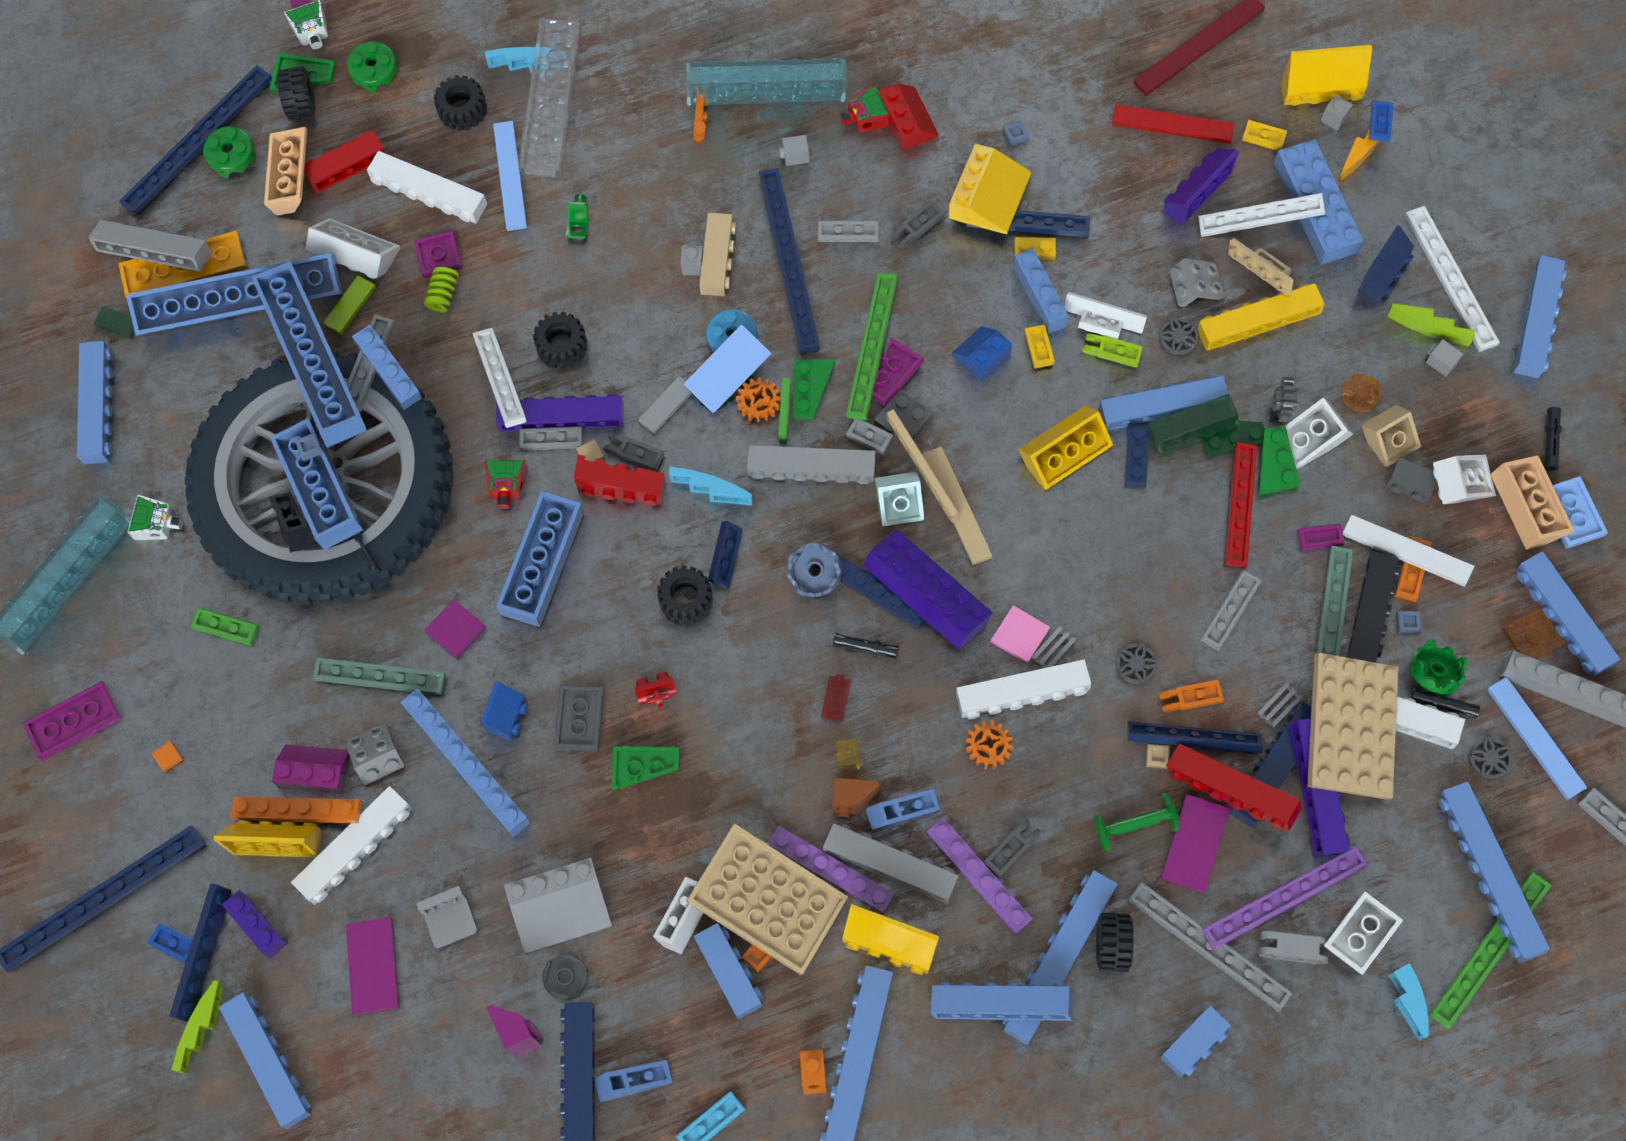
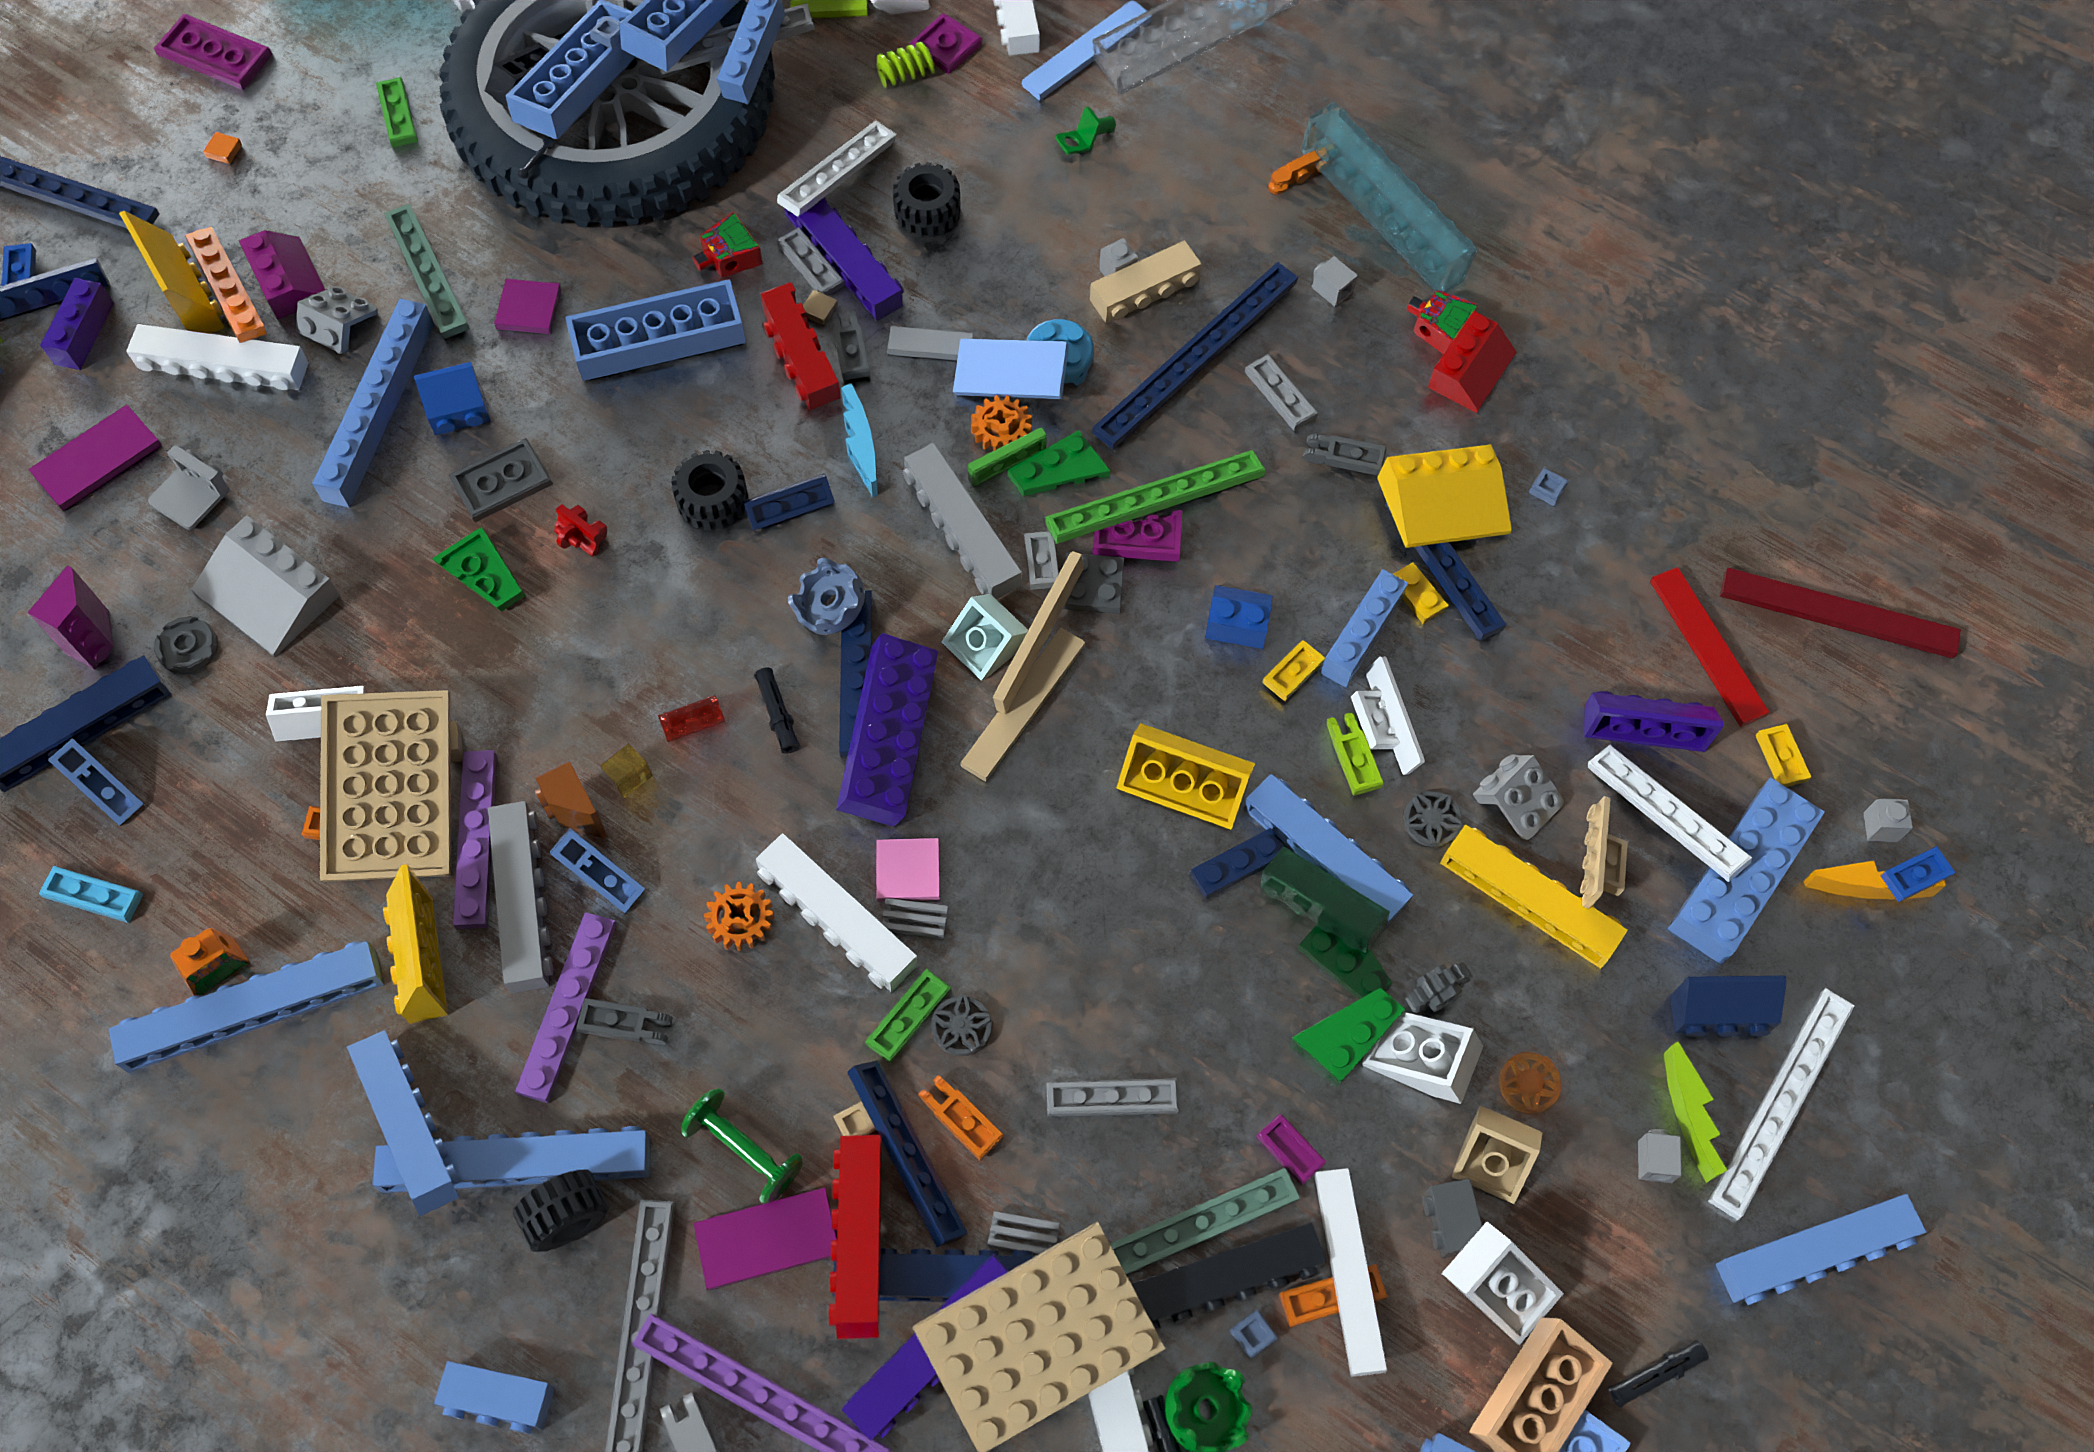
camera: 50 degrees right, 5 degrees down
(728, 971) = (278, 804): medium blue brick -> none
(1111, 689) = (908, 1016): none -> bright green tile
(1240, 505) = (1260, 1023): red tile -> none
(1323, 73) = (1922, 765): yellow slope -> none

